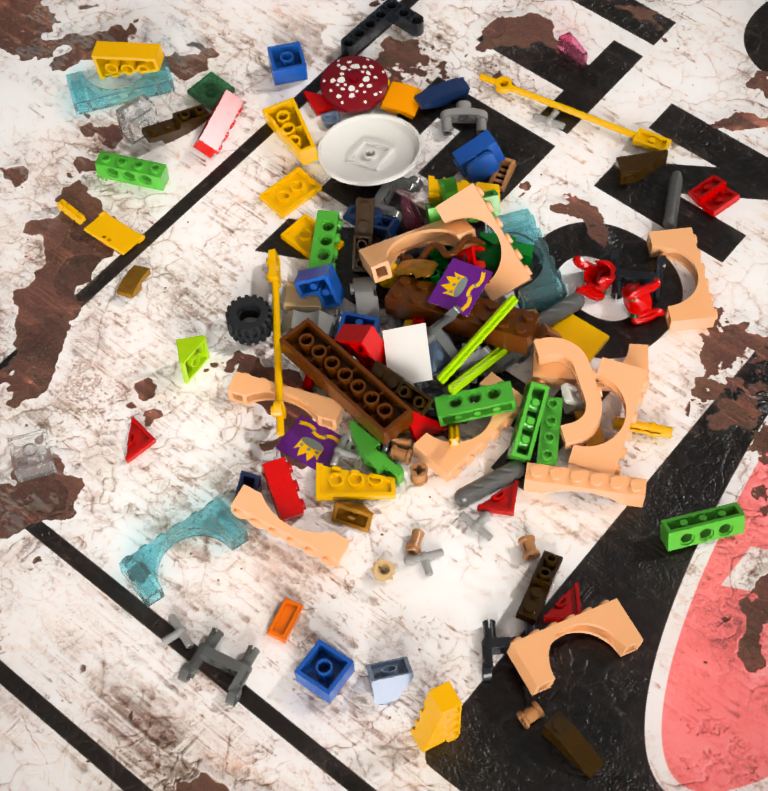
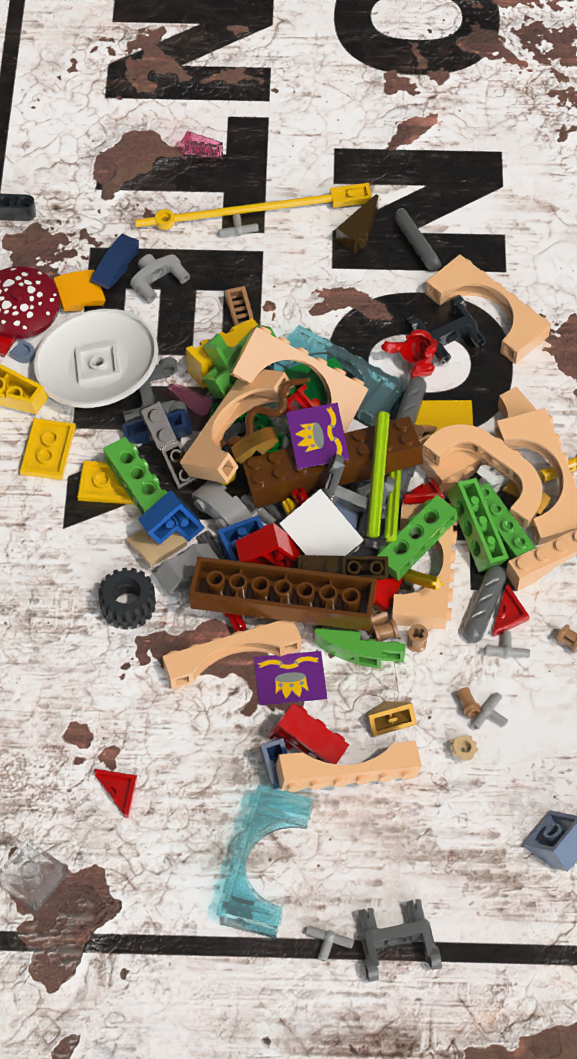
camera: 40 degrees left, 0 degrees up
(192, 355) = (101, 671): lime slope -> none
(274, 276) = (111, 541): yellow bar -> none
(285, 620) = (415, 856): orange tile -> none
(324, 671) = (498, 874): blue brick -> none
(340, 451) = (326, 666): light grey piece -> none
(341, 484) = (356, 695): yellow wing -> none
(479, 157) = (213, 303): blue brick -> none
(517, 379) = (423, 493): none -> red tile
(639, 301) = (473, 350): hair -> none
(713, 195) = (447, 214): red slope -> none

